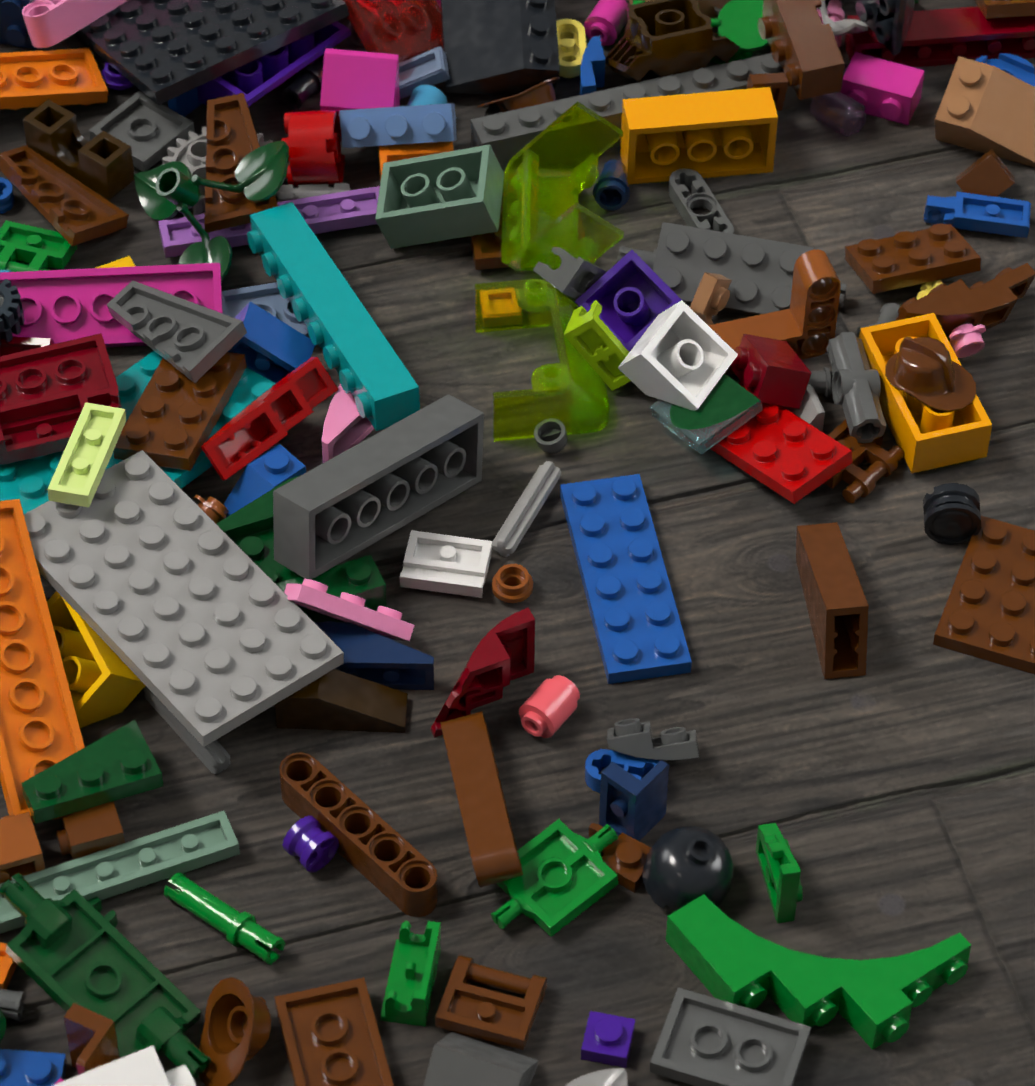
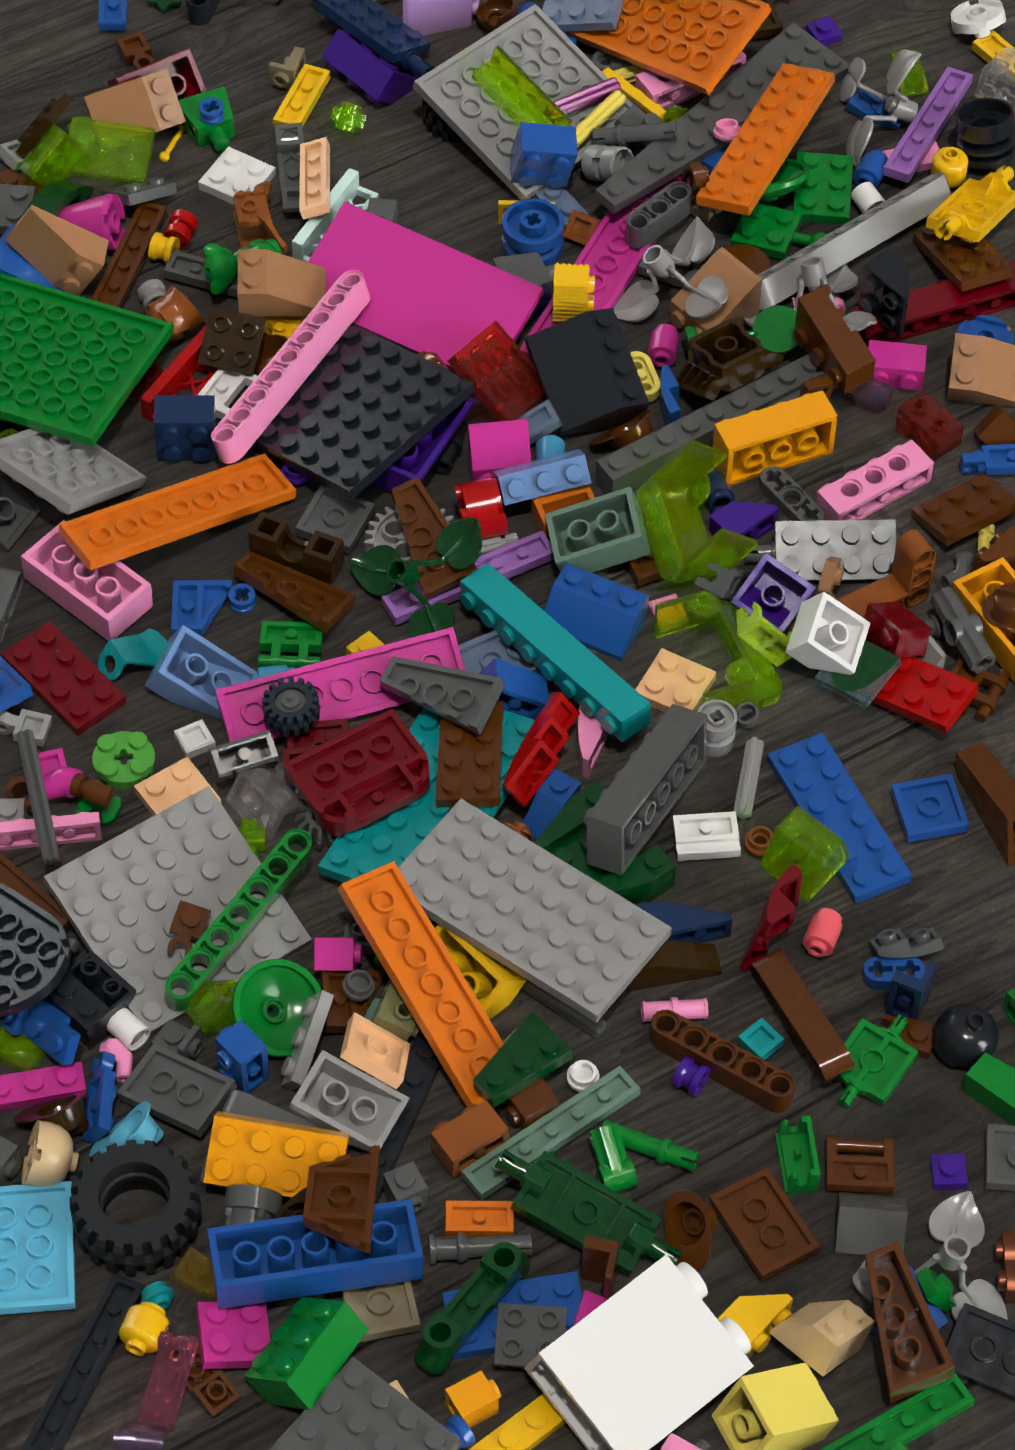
camera: 15 degrees left, 5 degrees up
(87, 455) = (429, 813): yellowish green plate -> none
(166, 933) = (613, 1166): none -> green piece
(173, 811) = (582, 1075): none -> white plate
(335, 760) = (687, 1008): none -> bright pink pin
(350, 609) = (658, 891): bright pink plate -> none
(410, 285) = (597, 610): none -> blue slope
(419, 820) = (761, 1039): none -> teal plate
(474, 378) = (675, 681): none -> light nougat plate
(505, 441) = (720, 727): none -> light grey wheel
(564, 602) = (810, 847): none -> clear neon green slope
(636, 217) = (744, 518): none -> dark purple slope
(744, 588) = (929, 808): none -> blue plate
(812, 209) = (876, 483): none -> bright pink brick
(899, 160) = (929, 425): none -> clear red brick

